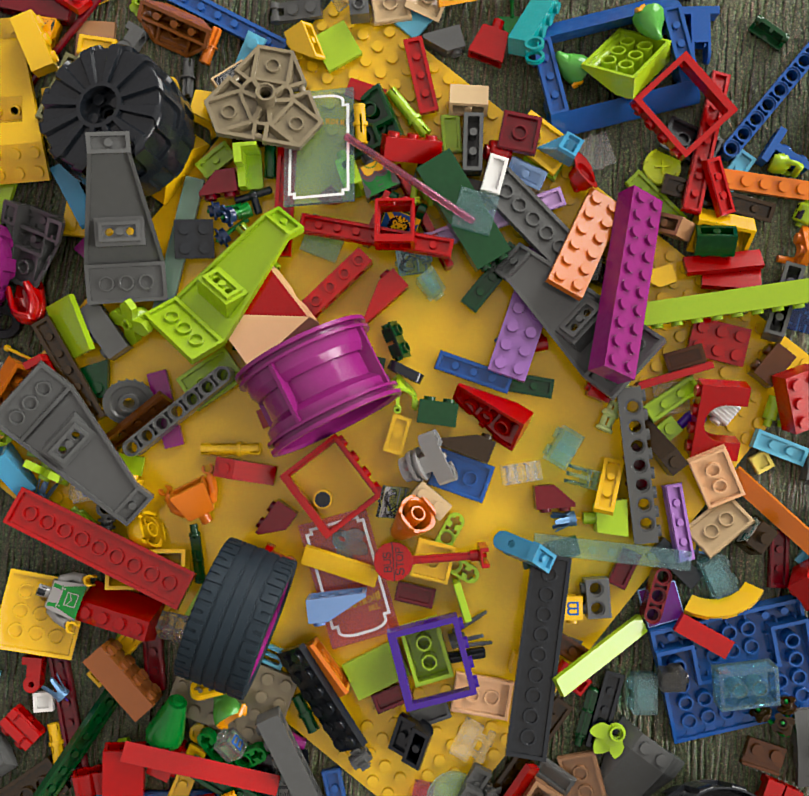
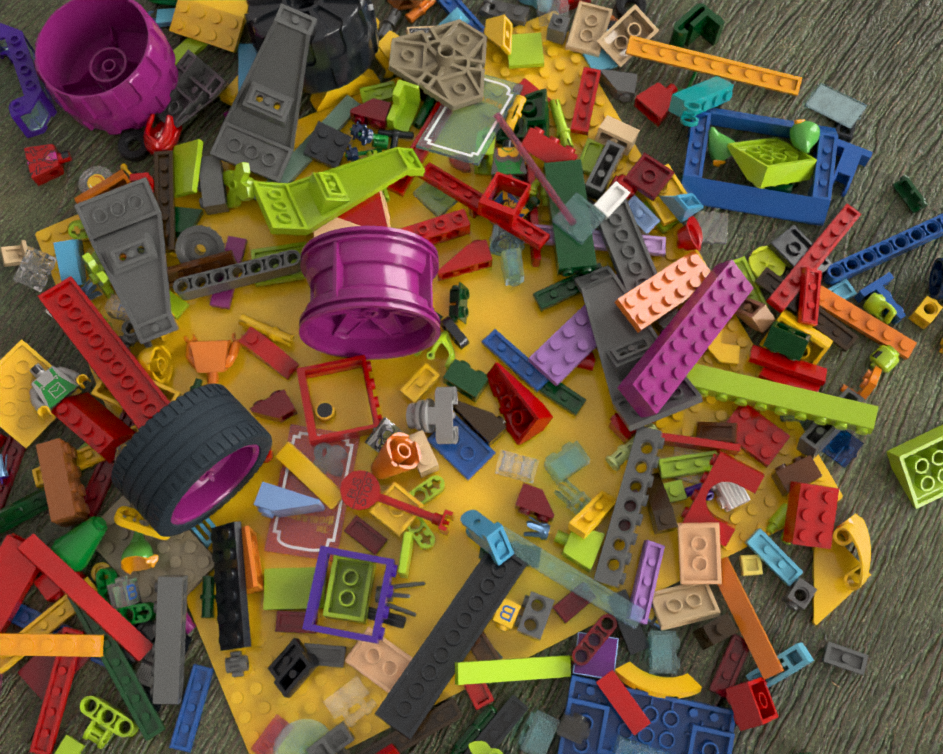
camera: 20 degrees right, 15 degrees down
(705, 85) = (832, 206): red window -> none

